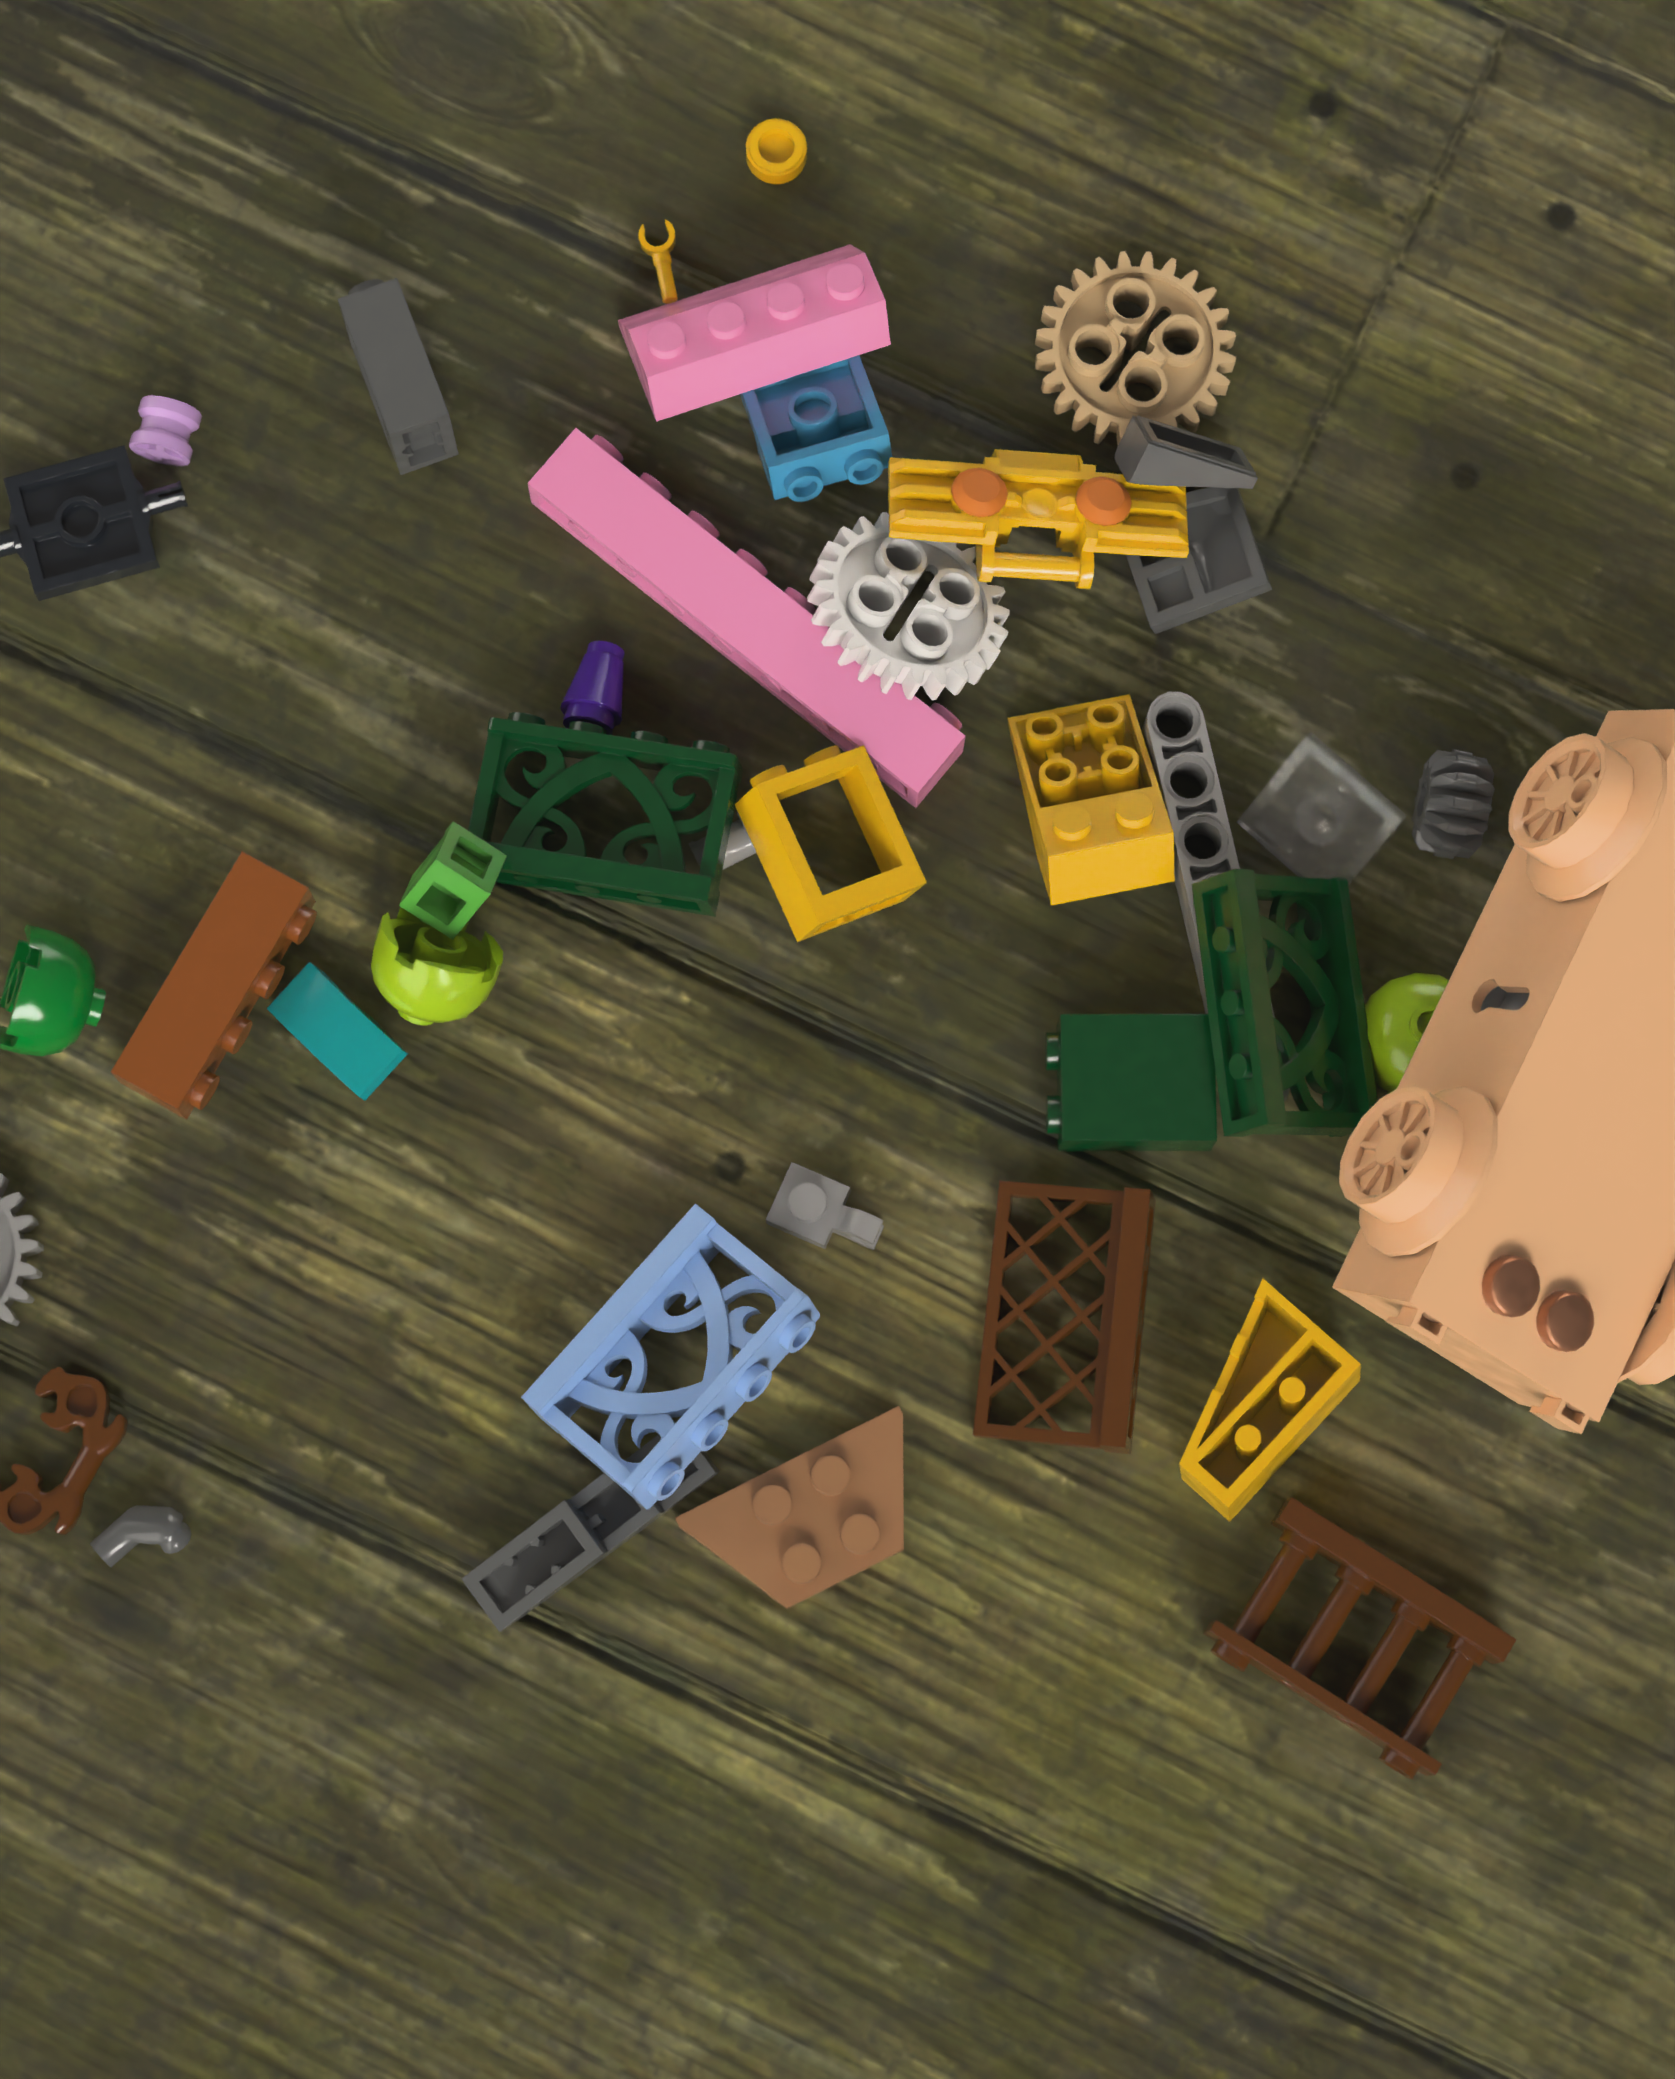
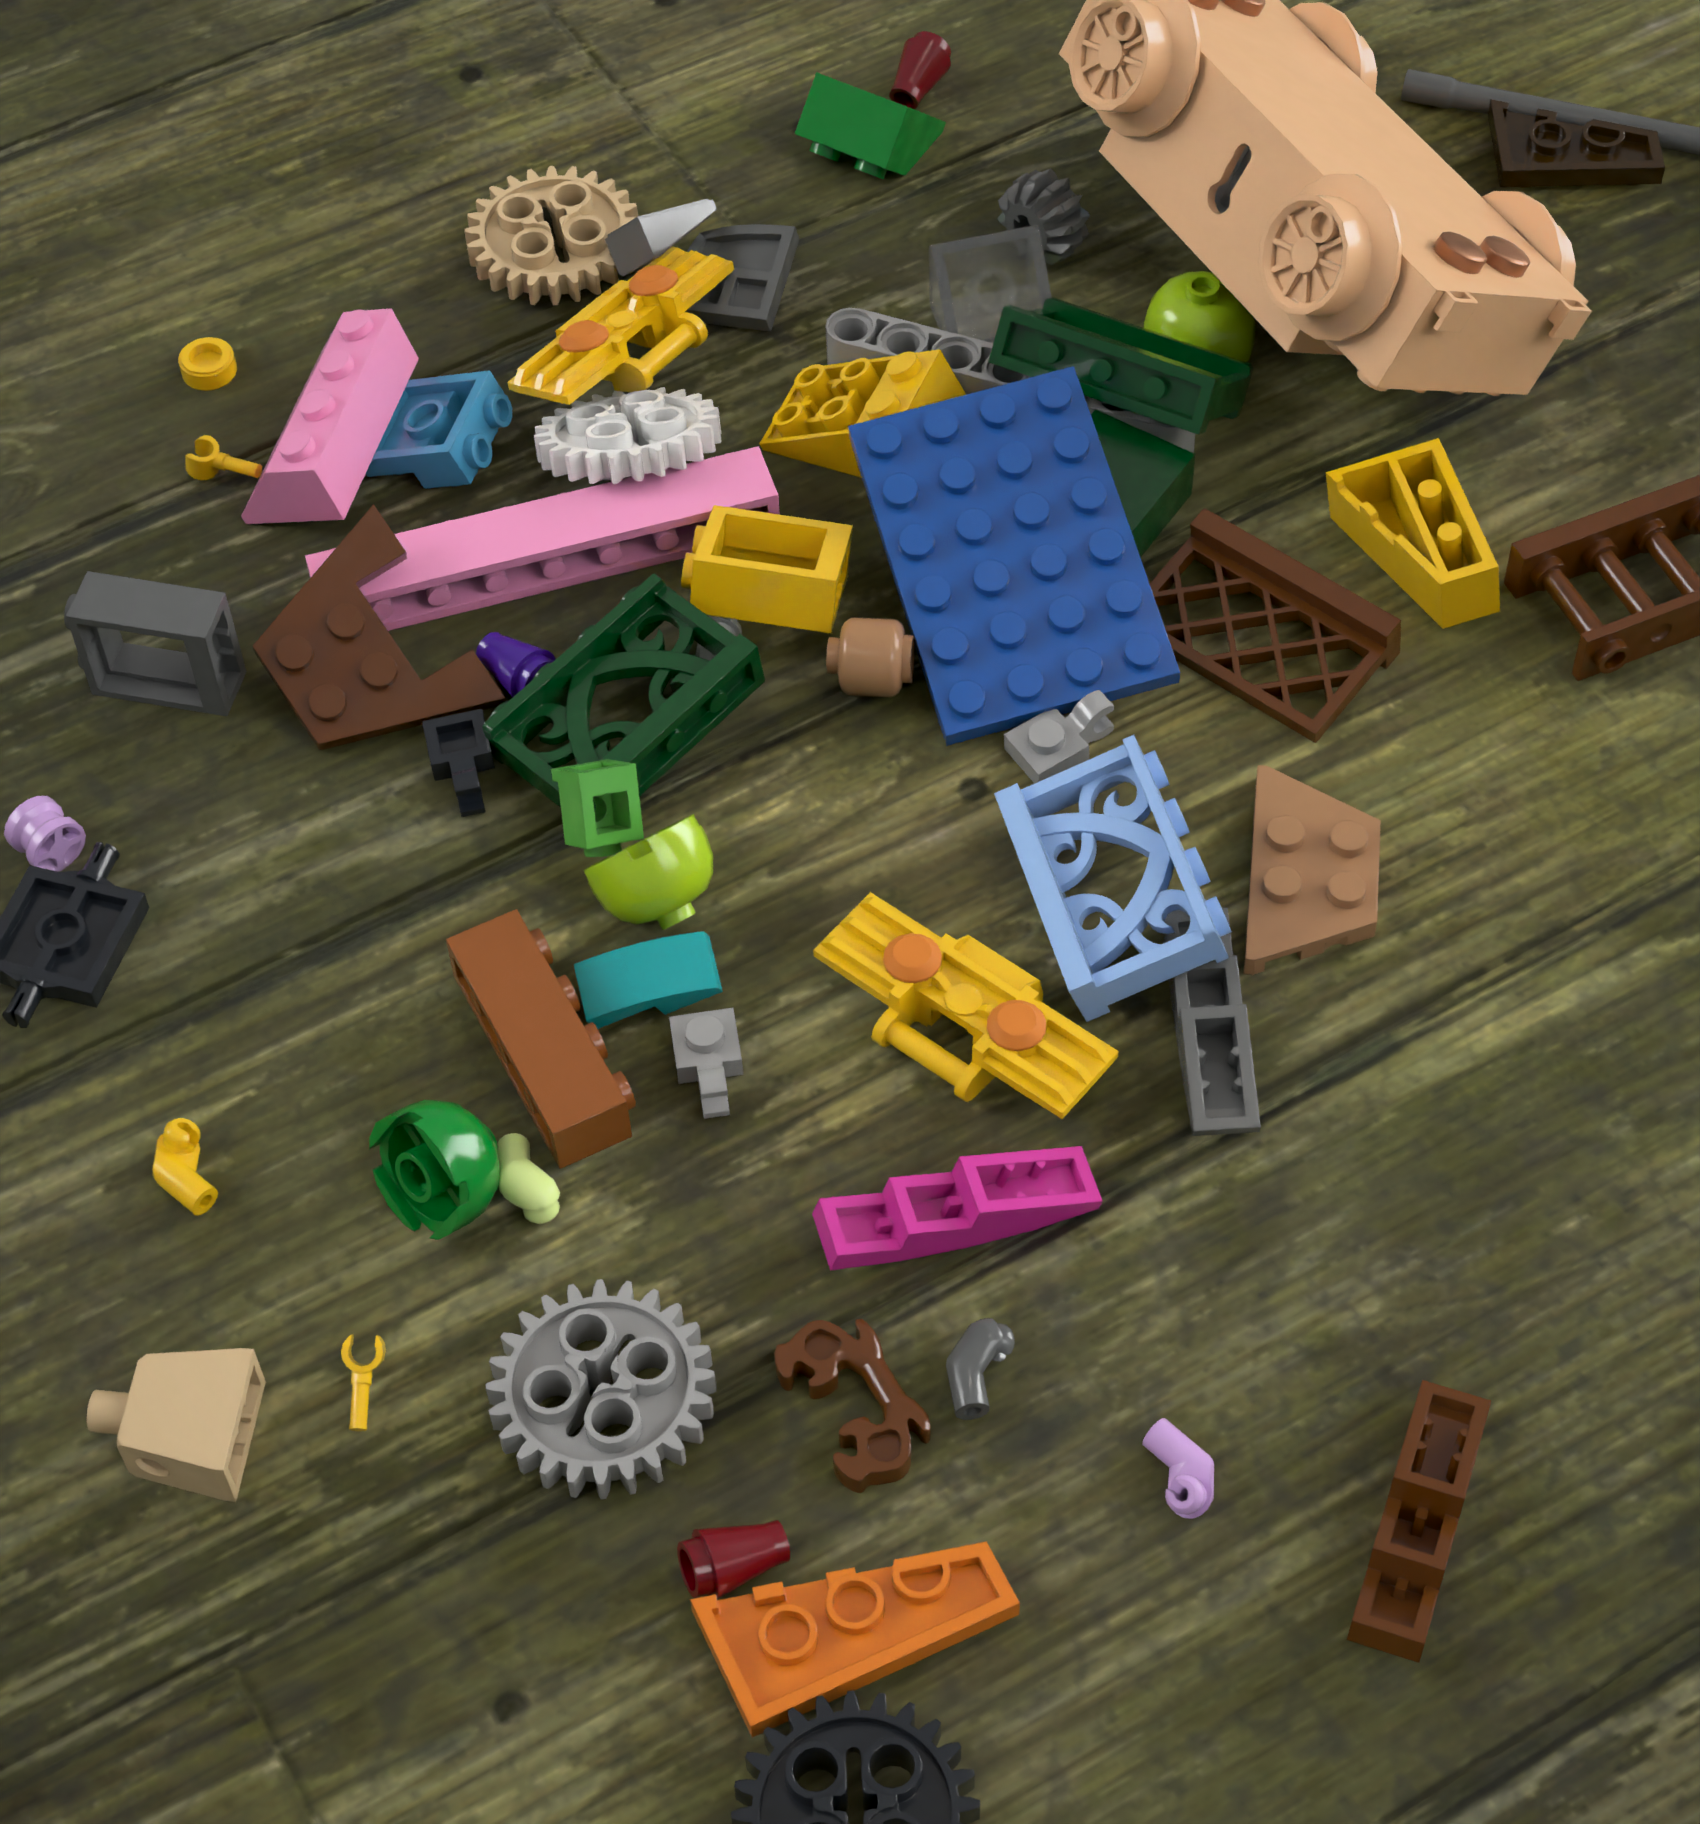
camera: 50 degrees left, 25 degrees down
(82, 1064) = (525, 1182): none -> yellowish green arm
(148, 1758) = (1190, 1469): none -> lavender arm
(215, 1962) = (1419, 1521): none -> reddish brown slope
(276, 1428) = (958, 1209): none -> dark pink slope
(304, 1124) = (707, 1052): none -> light grey plate
(466, 709) = (458, 752): none -> black plate
(485, 1319) = (976, 988): none -> yellow piece
(490, 545) = (343, 664): none -> reddish brown wing
(795, 994) = (871, 657): none -> medium nougat head
(979, 1048) = (1012, 554): none -> blue plate
(1486, 548) = (866, 127): none -> green slope
(1603, 544) = (921, 66): none -> dark red cone

